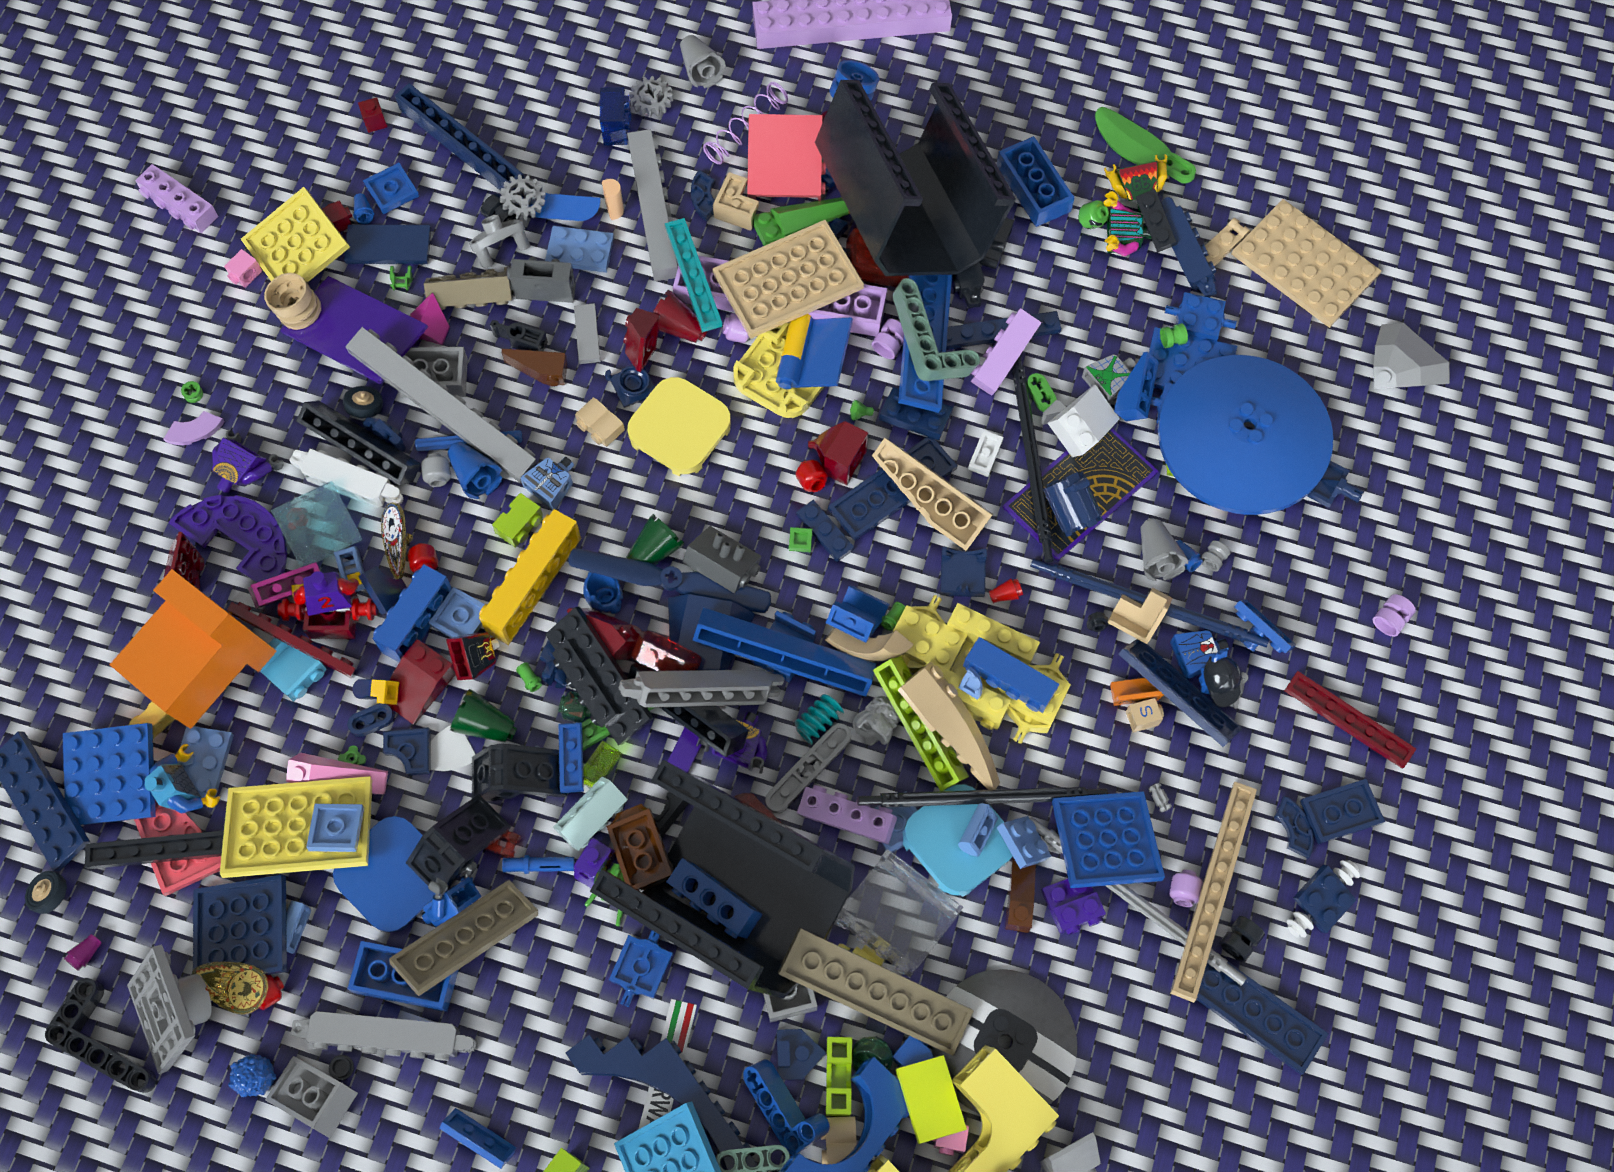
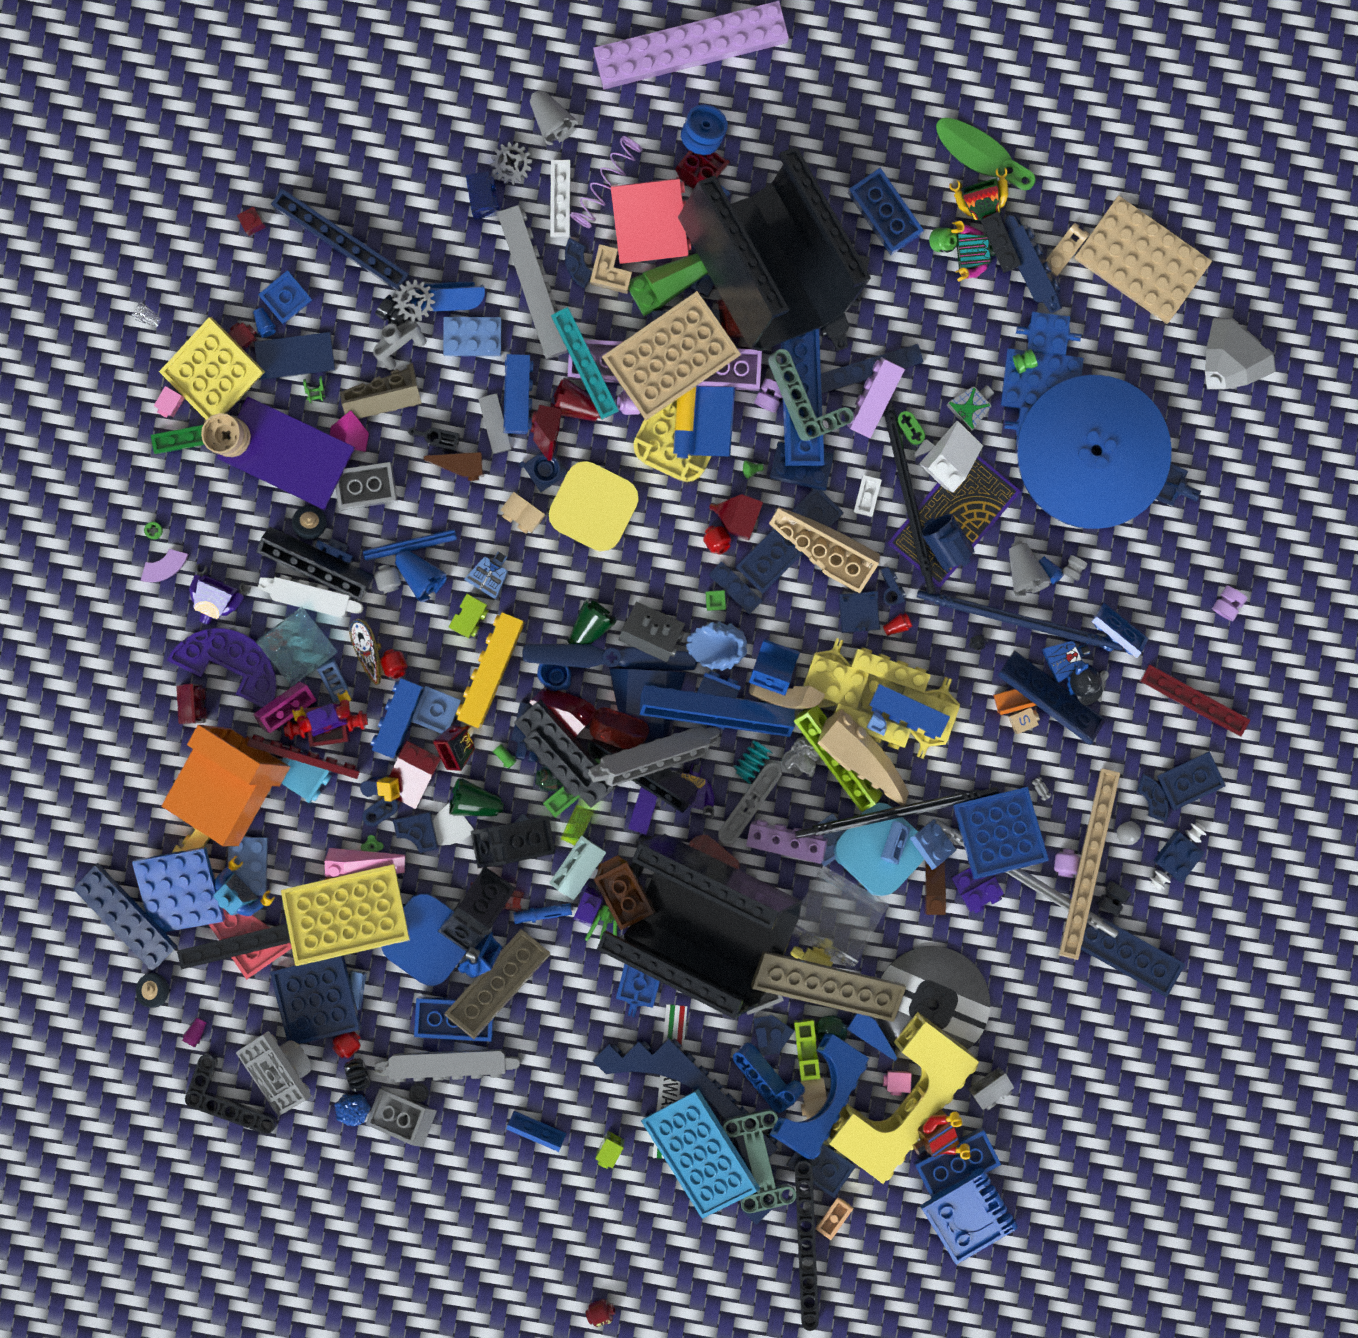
camera: 10 degrees left, 20 degrees up
(176, 198) = (88, 336): lavender brick -> none
(234, 985) = (323, 1044): clear yellow shield -> none
(241, 187) = (146, 315): none -> clear cone
(241, 306) = (177, 439): none -> green plate
(267, 1030) = (357, 1074): none -> black gear
(335, 827) = (378, 915): medium blue plate -> none
(382, 589) = (370, 701): dark blue tile -> none
(440, 404) = (378, 521): light grey brick -> none
(542, 280) = (446, 380): dark grey piece -> none
(571, 757) = (553, 823): blue tile -> none
(613, 198) = (496, 286): light nougat brick -> none
(615, 303) = (517, 394): none -> blue brick
(695, 134) = (560, 199): none -> white plate
(744, 916) = (717, 939): blue brick -> none
(795, 583) = (717, 645): none -> medium blue hair
(890, 620) = (804, 660): bright green pin -> none
(931, 1099) = (880, 1059): neon yellow tile -> none
(1002, 542) = (890, 577): none -> dark blue plate
(1136, 393) = (996, 420): blue slope -> none
(1140, 619) = (1013, 637): tan panel -> none
(1264, 861) = (1128, 833): none -> light grey piece

